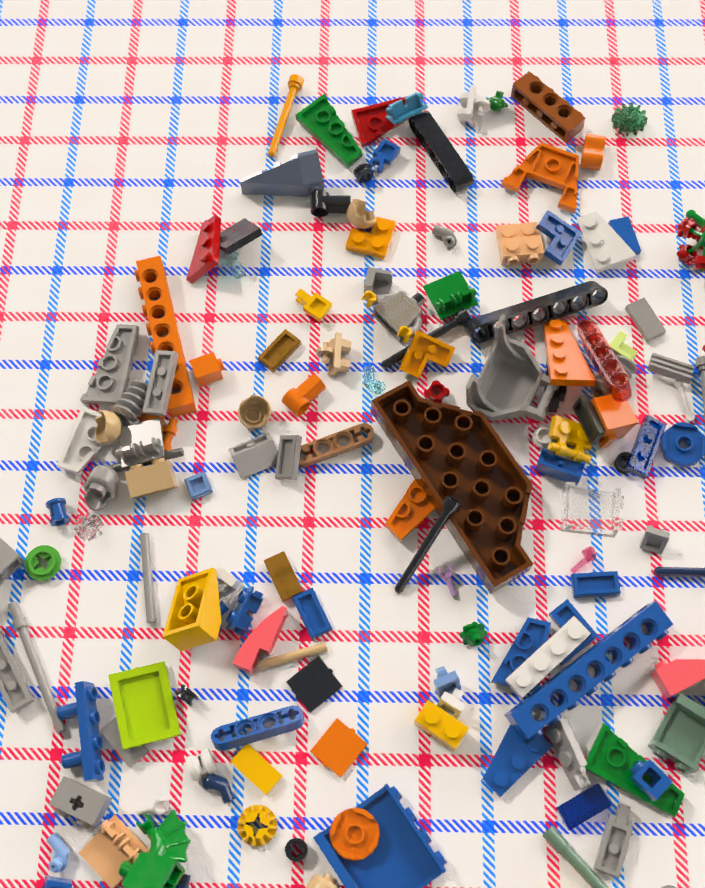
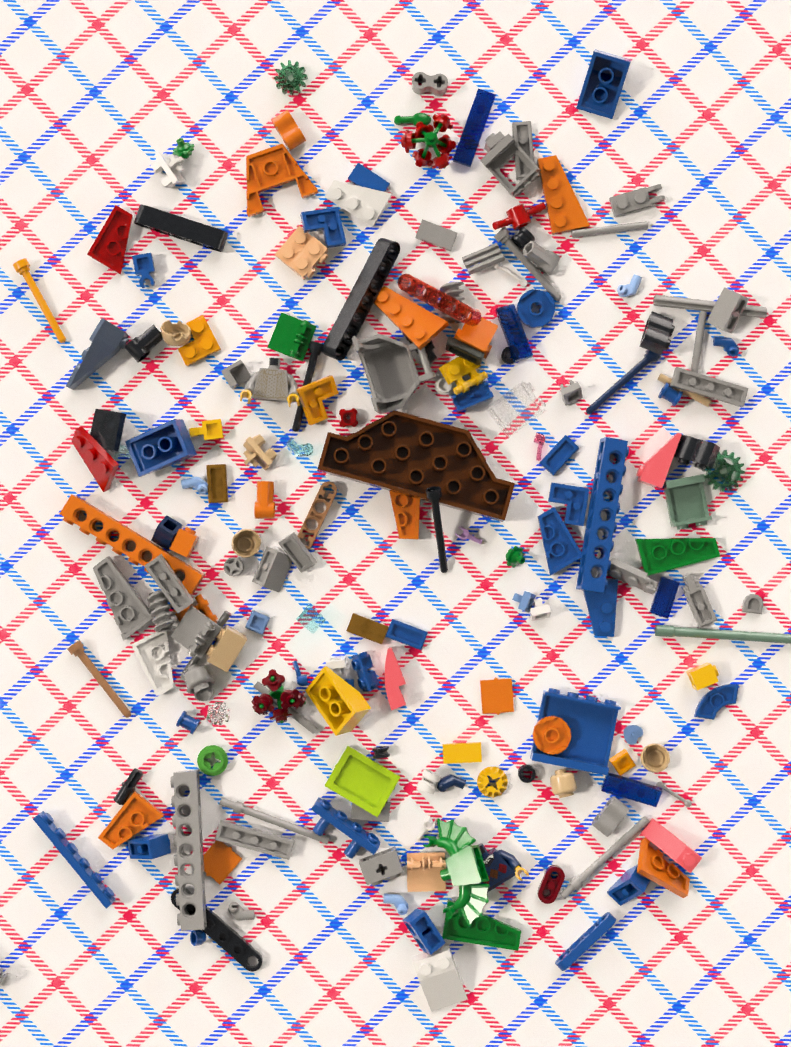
camera: 40 degrees left, 20 degrees up
(38, 374) = (78, 650): none -> medium nougat piece
(108, 427) = (165, 643): tan hair -> none
(155, 556) = (289, 698): none -> dark red plant
(183, 566) = (301, 680): none -> blue hand
(200, 346) = (166, 532): none -> dark blue brick
(224, 418) = (231, 568): none -> light grey wheel
(244, 520) = (311, 619): none -> clear light blue panel
(258, 731) = (437, 728): blue beam -> none
(263, 334) = (197, 483): none -> light blue arm
(265, 283) = (161, 447): none -> blue slope
(292, 656) = (420, 669): tan bar -> none
(314, 684) = (448, 674): black piece -> none
(324, 124) = (84, 283): green wing -> none
(363, 173) = (144, 297): black bush -> none
(398, 112) = (126, 226): dark azure hinge -> none
(440, 725) = (545, 629): yellow brick -> none
(448, 236) = (248, 292): light grey arm -> none
(547, 106) = (231, 126): dark orange brick -> none
(547, 657) = (571, 530): white plate -> none
(620, 348) = (440, 274): yellowish green panel -> none
(658, 779) = (696, 550): blue brick -> none

